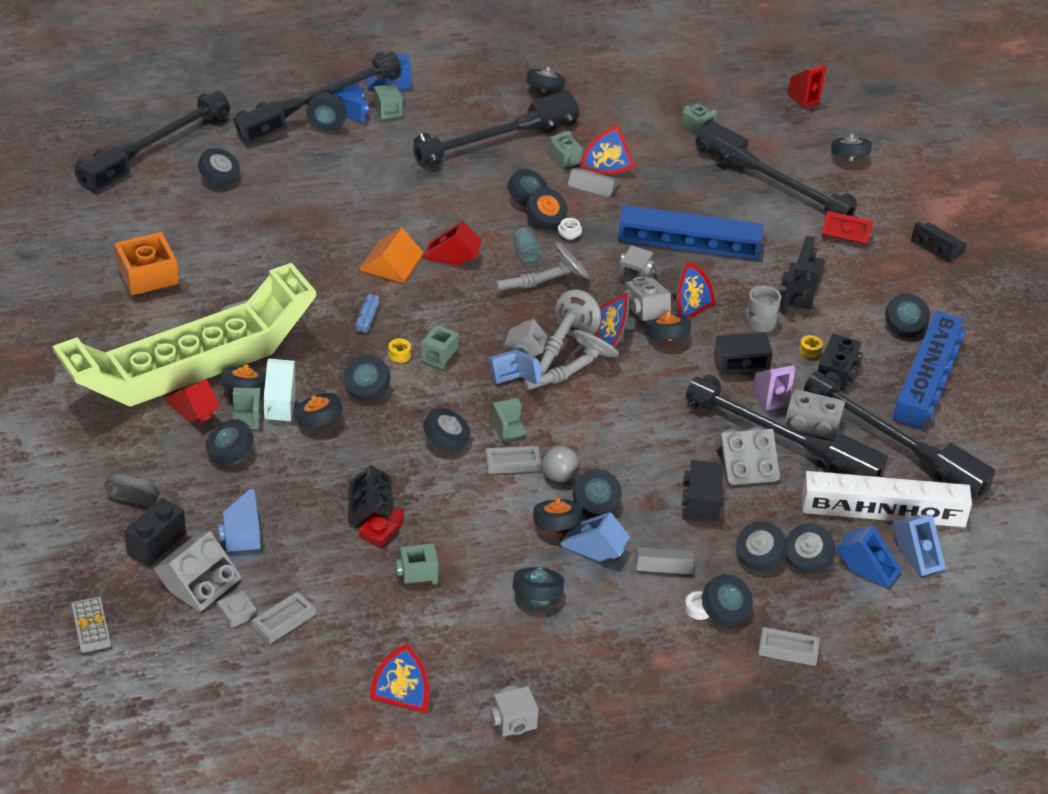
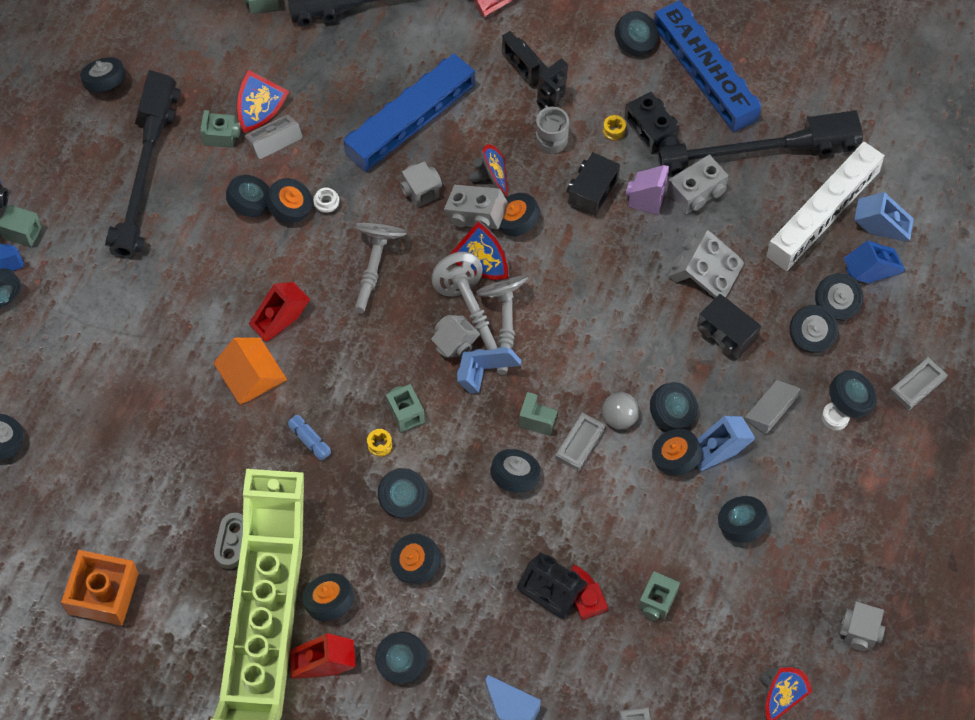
camera: 50 degrees left, 20 degrees up
(247, 406) = (365, 617): sand green panel -> none
(280, 390) = (374, 578): light aqua slope -> none
(527, 244) = (322, 248): clear light blue brick -> none
(840, 456) = (755, 200): black bar -> none

